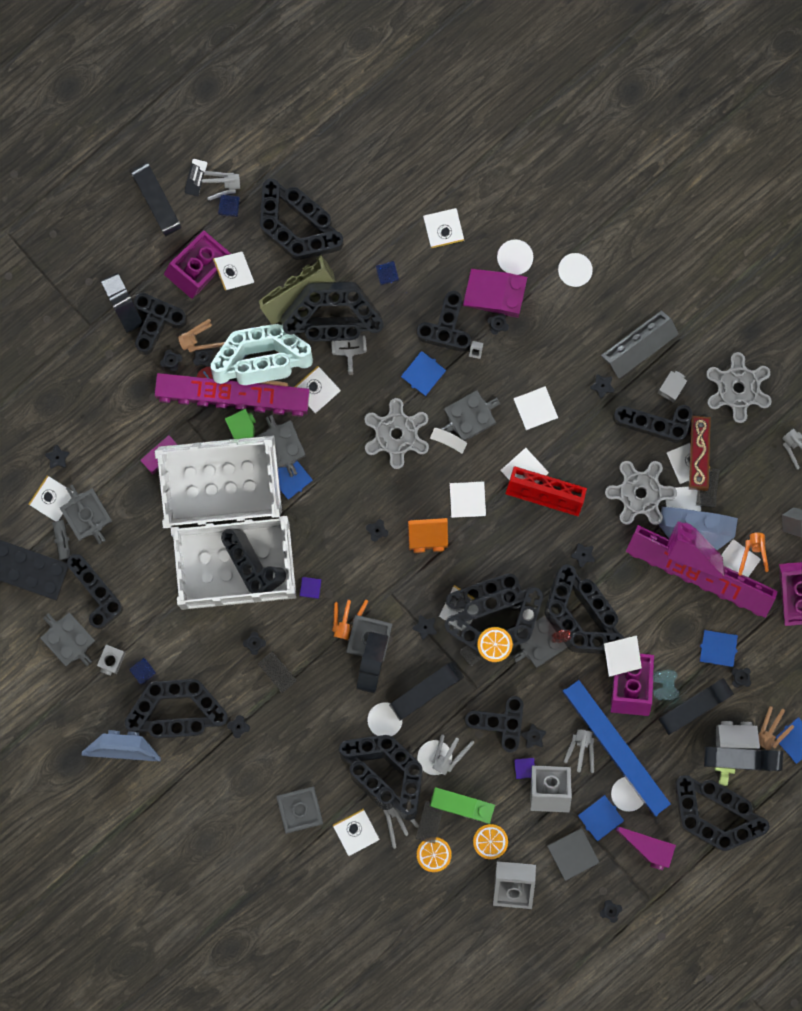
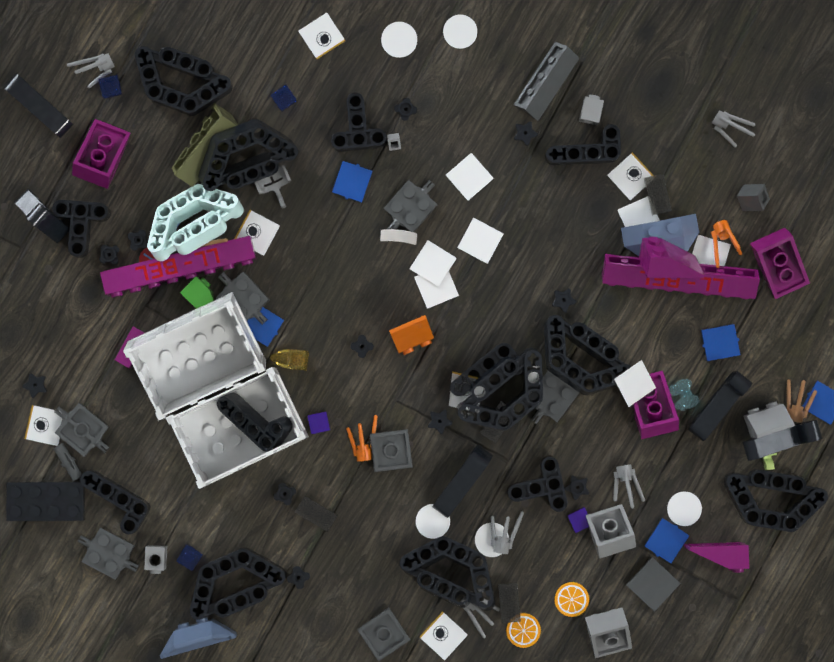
camera: 20 degrees left, 5 degrees up
(189, 339) = (118, 228): medium nougat plant -> none
(195, 177) = (68, 68): sticker -> none
(233, 270) = (137, 147): white sticker -> none
(306, 518) = (291, 359): none -> clear yellow plate
(372, 662) = (402, 473): black beam -> none
(396, 420) = (333, 247): light grey plate -> none
(462, 805) = (534, 577): bright green slope -> none
(472, 477) = (433, 263): none -> white sticker
(495, 292) = (392, 79): magenta slope -> none
(495, 644) = (511, 416): light orange sticker -> none
(545, 494) = (507, 255): red fence -> none
(561, 636) = (571, 386): clear red axle -> none
(612, 916) = (711, 624): black plate -> none
(616, 748) = (659, 471): blue tile -> none
(649, 482) = (610, 219): light grey plate -> none
(699, 453) = (639, 165): tile -> none
(739, 374) = (651, 76): light grey plate -> none
(746, 677) = (756, 362): black plate -> none

